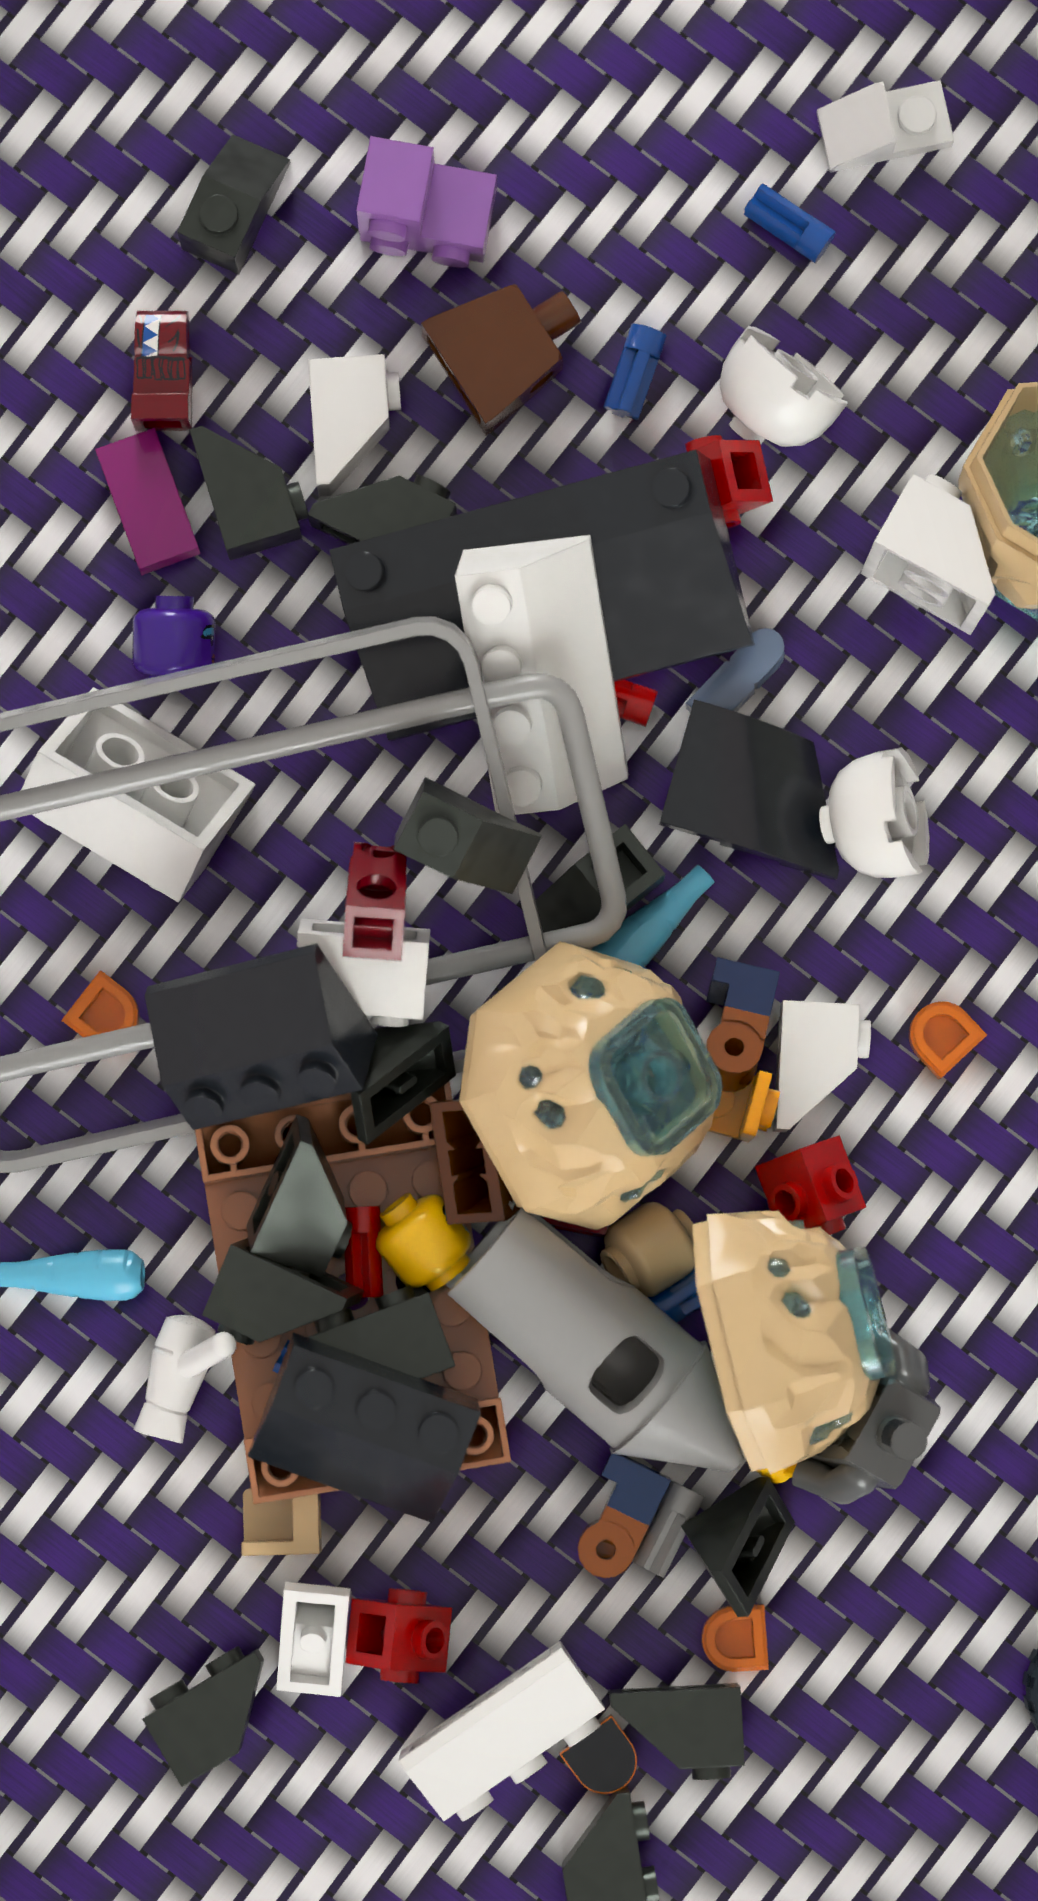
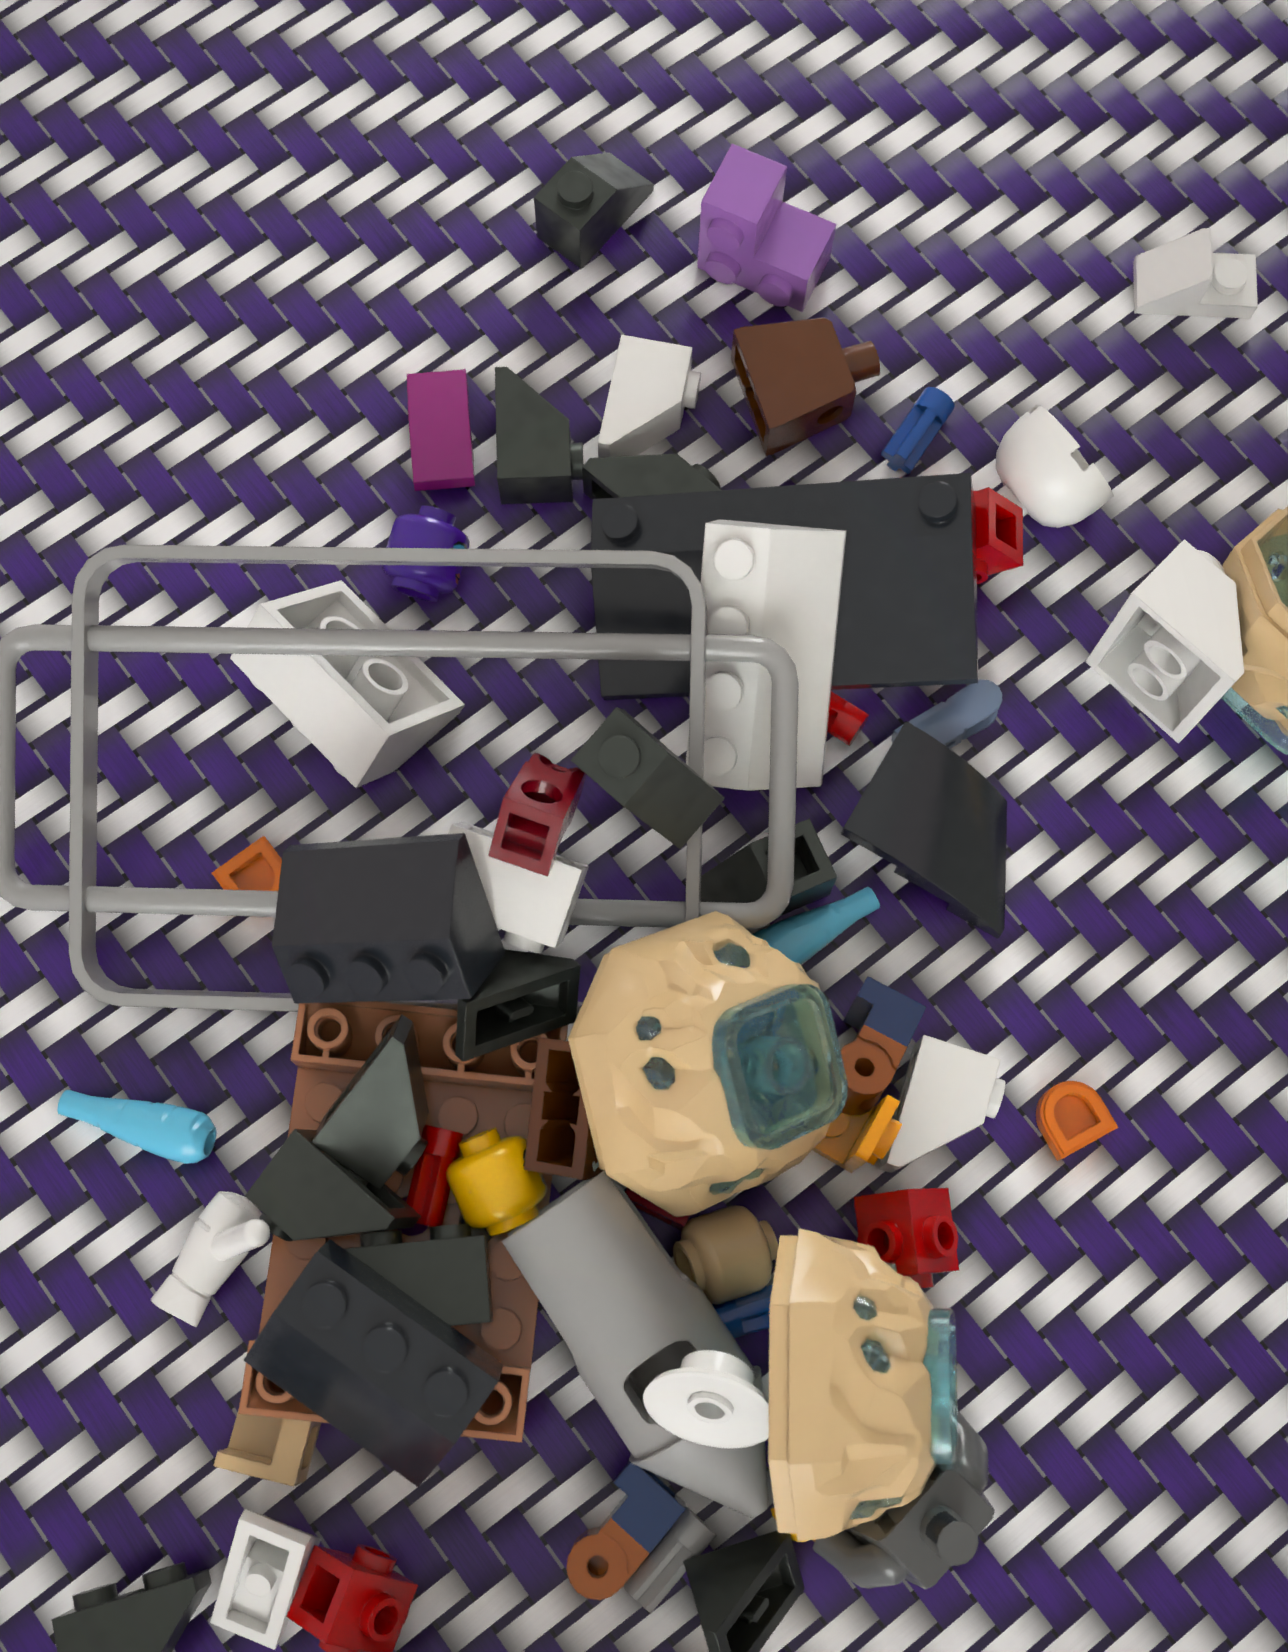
camera: 15 degrees right, 10 degrees down
(162, 372) = (486, 323): dark red leg -> none
(666, 1381) = (710, 1401): none -> white piece
(789, 223) = (1090, 341): blue piece -> none
(876, 816) = (1056, 881): white cylinder -> none

